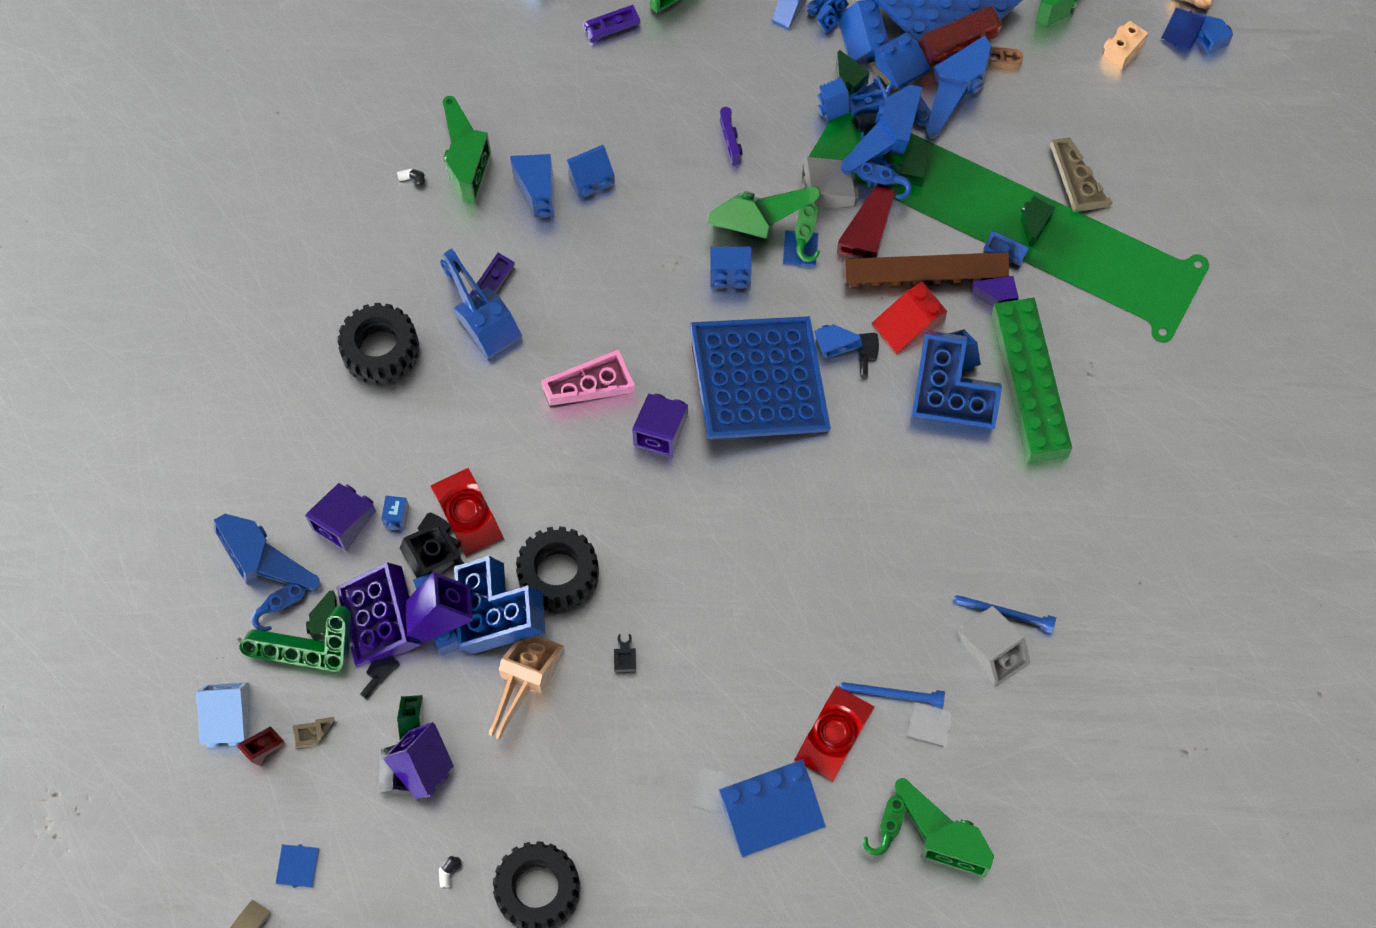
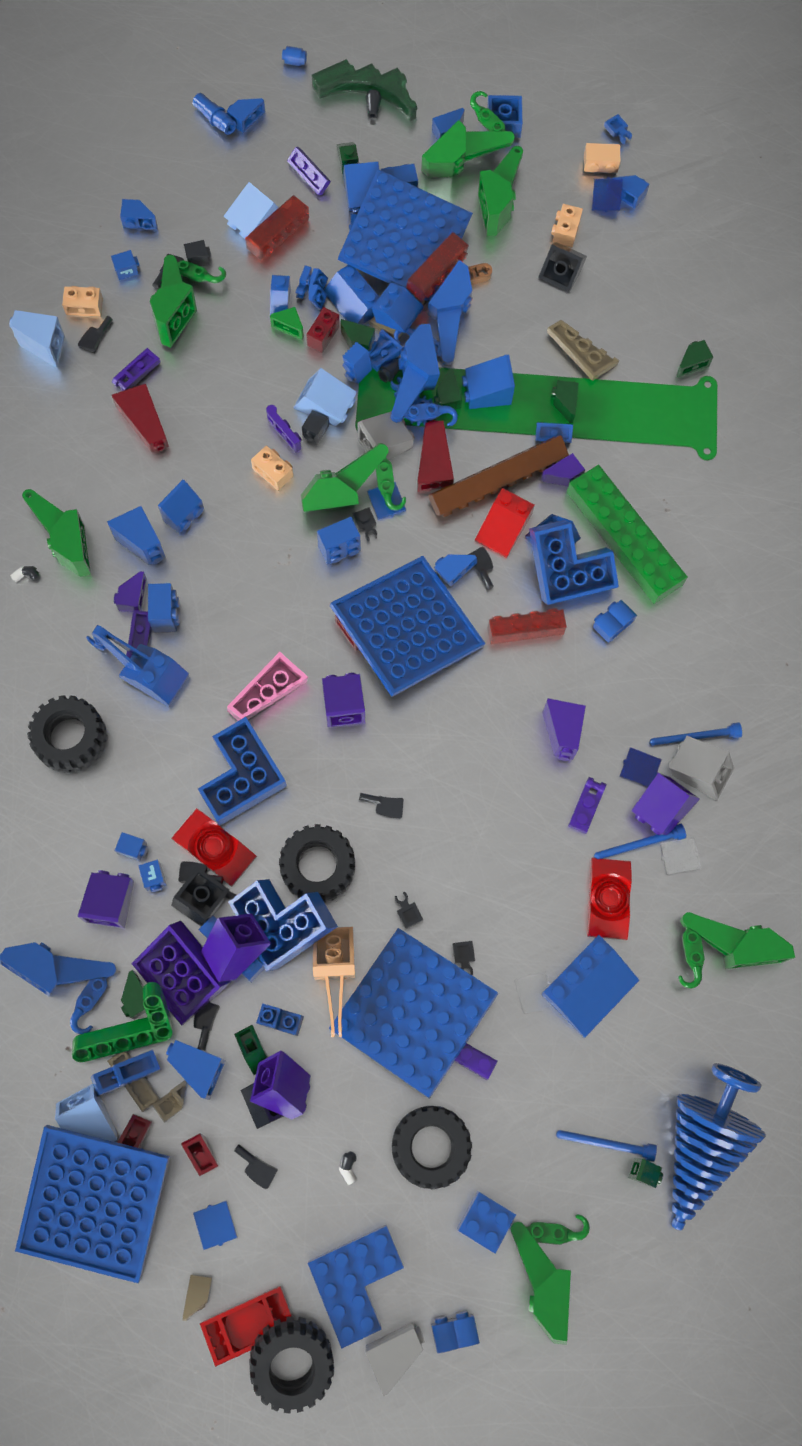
camera: 30 degrees left, 5 degrees up
(193, 788) = (92, 1203): none -> blue plate
(280, 682) = (125, 1073): none -> blue slope
(286, 695) = (140, 1090): none -> dark tan plate
(314, 790) = (200, 1154): none -> dark red slope
(350, 708) = (196, 1067): none -> blue slope
(361, 833) = (257, 1170): none -> black piece
(388, 476) = (131, 847): none -> blue brick
(450, 702) = (280, 1019): none -> blue slope
(503, 236) = (131, 593): none -> dark purple slope
(526, 261) = (163, 608): none -> blue brick
(530, 461) = (251, 775): none -> blue brick
(583, 751) = (414, 1012): none -> blue plate
(596, 67) = (140, 413): none -> dark red slope
(619, 825) = (476, 1061): none -> dark purple brick
(653, 545) = (385, 805): none -> black piece
(659, 721) = (464, 954): none -> black plate
(700, 169) = (272, 467): none -> light nougat brick
(762, 146) = (315, 426): none -> black brick
(768, 260) = (365, 521): none -> black plate
(785, 32) = (288, 322): none -> green slope
(787, 123) = (326, 396): none -> light blue slope
(817, 54) = (323, 330): none -> dark red brick
(856, 632) = (587, 805): none -> dark purple plate
(870, 544) = (564, 727): none -> dark purple slope
(880, 429) = (526, 626): none -> clear red brick
(931, 619) = (640, 767): none -> clear blue piece
(935, 663) = (664, 804): none -> dark purple slope
(960, 172) = (489, 383): none -> blue slope
(975, 461) = (614, 620): none -> blue brick
(1099, 83) = (562, 266): none -> black slope
(1194, 231) = (696, 358): none -> dark green slope

